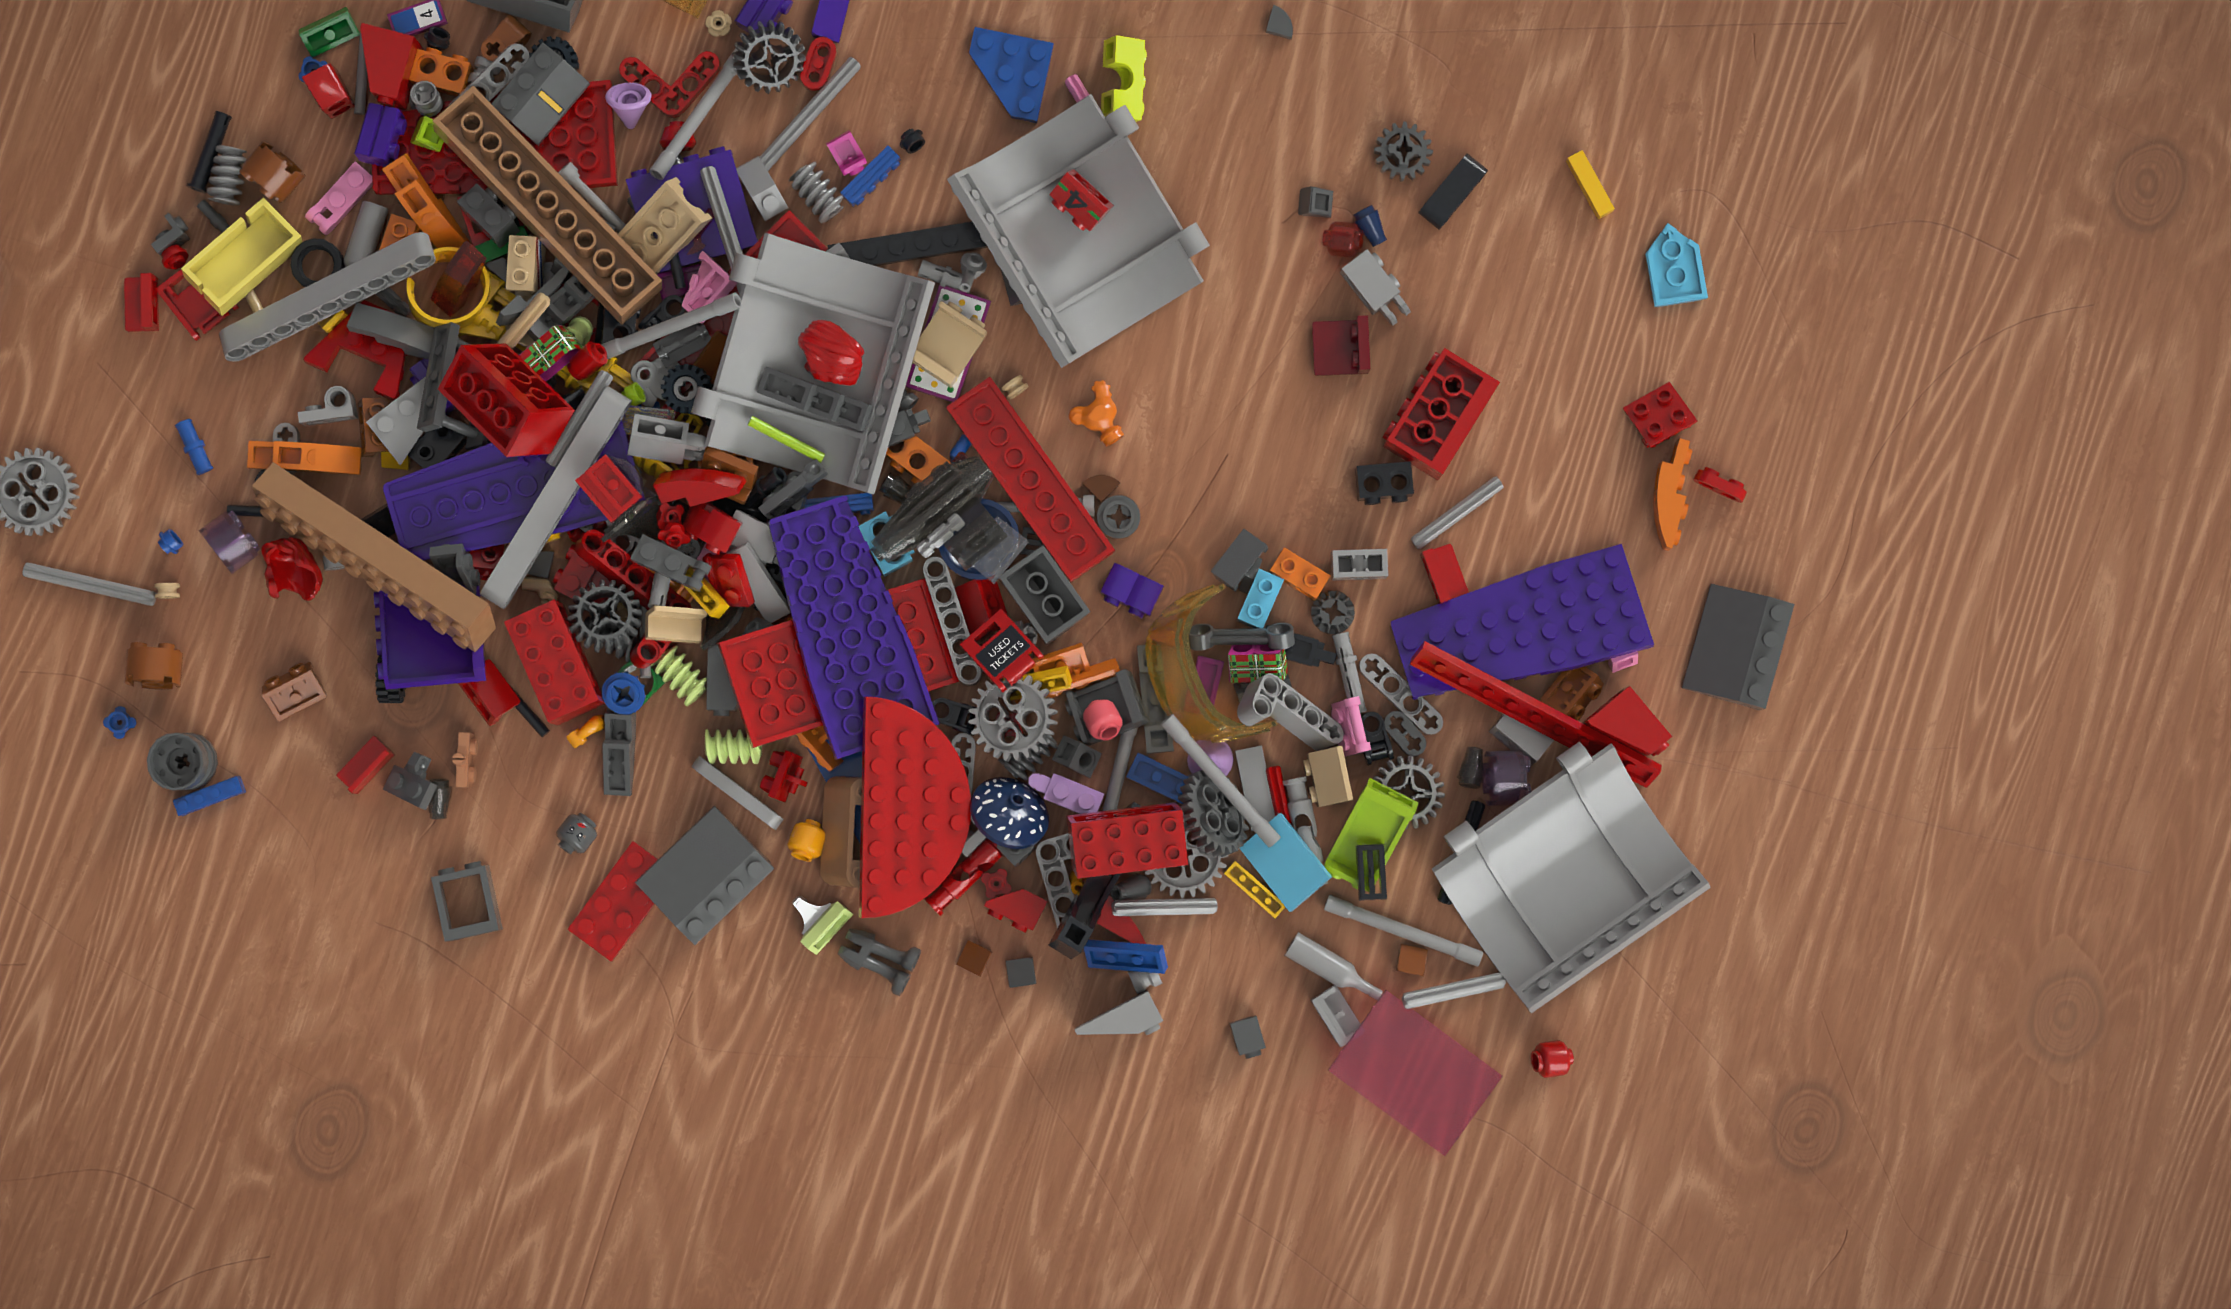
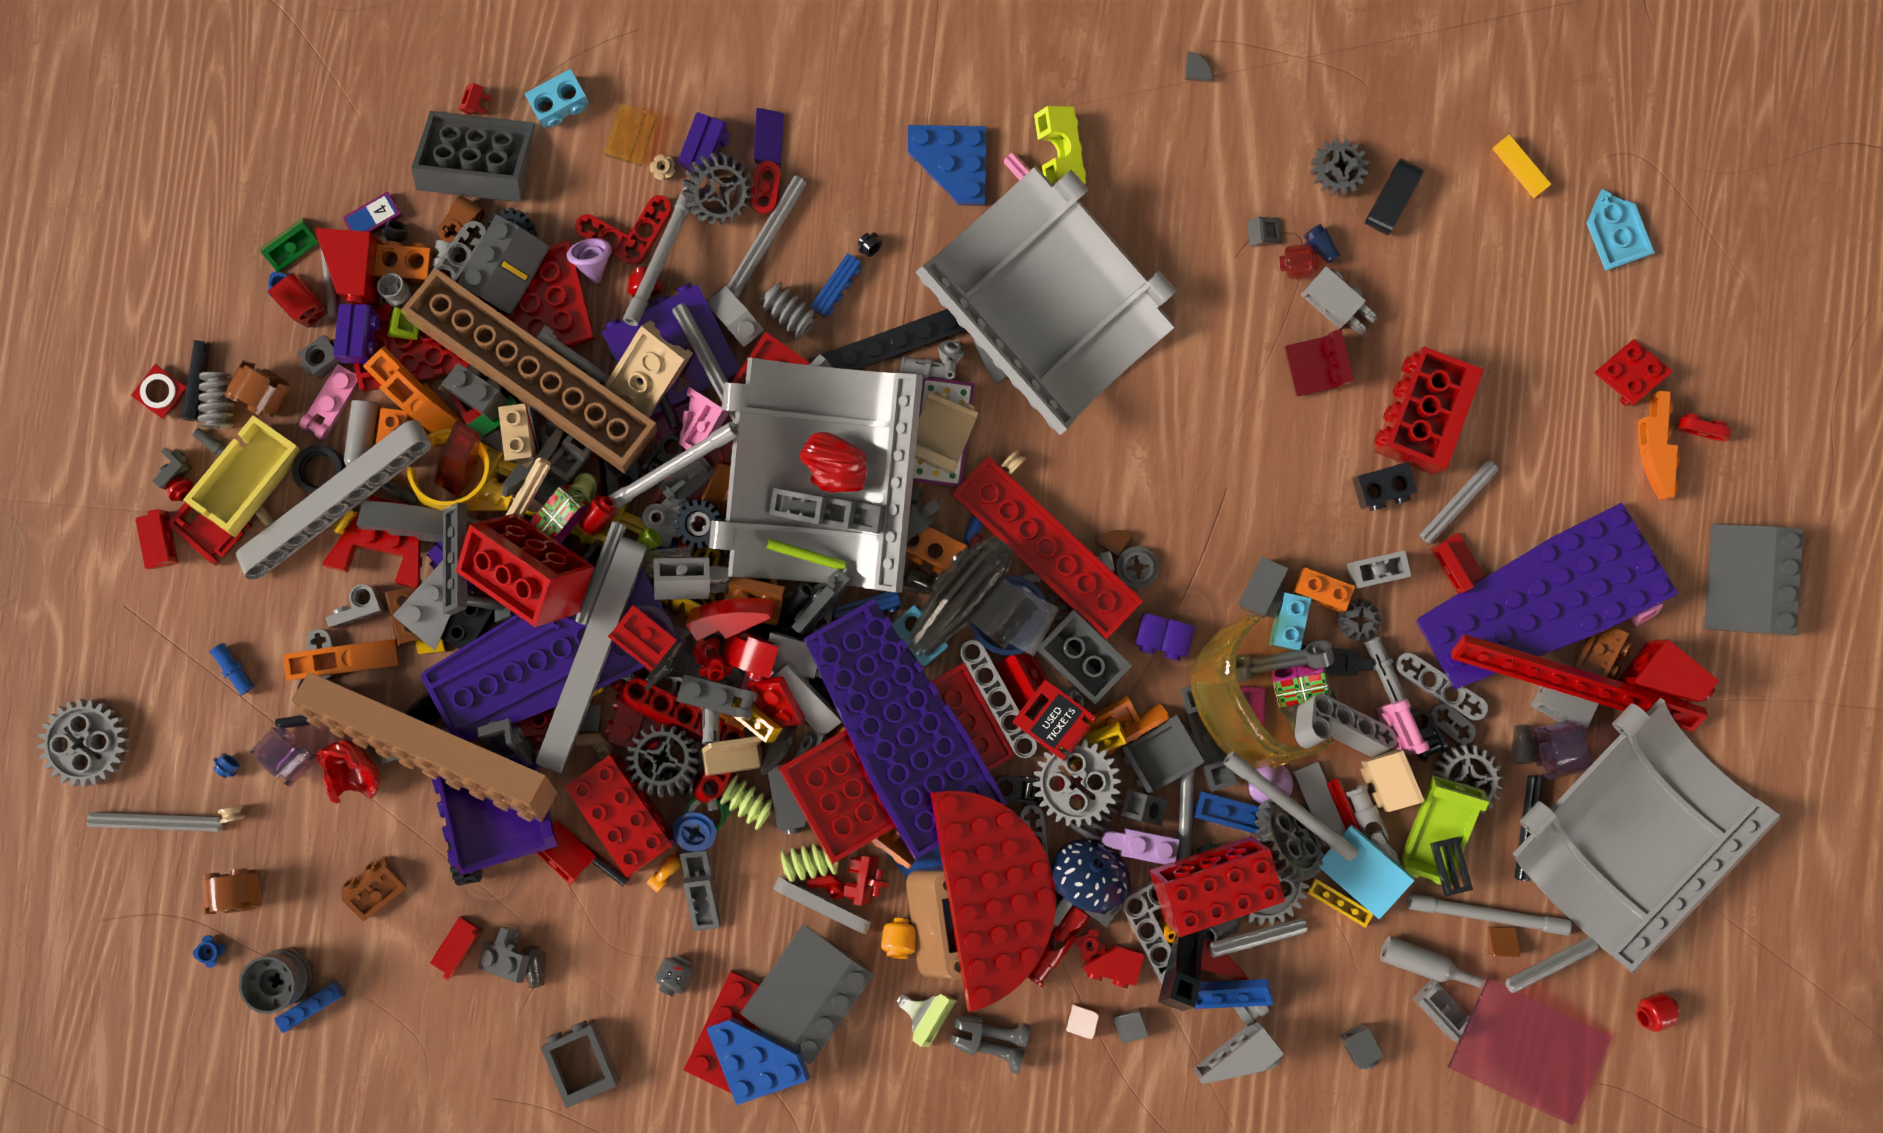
camera: 15 degrees left, 0 degrees up
(189, 157) = (176, 391): none -> piece
(343, 139) = (309, 355): none -> dark grey brick
(463, 759) = (551, 925): nougat plate -> none
(640, 930) = (755, 1061): none -> blue plate
(748, 773) = (829, 883): none -> red arm
(847, 154) = (810, 268): dark pink bracket -> none
(940, 535) = (975, 620): light grey axle -> none
(1080, 200) = (1045, 270): red slope -> none
(1099, 414) = (1099, 473): orange animal -> none
(1102, 719) = (1164, 768): coral head -> none

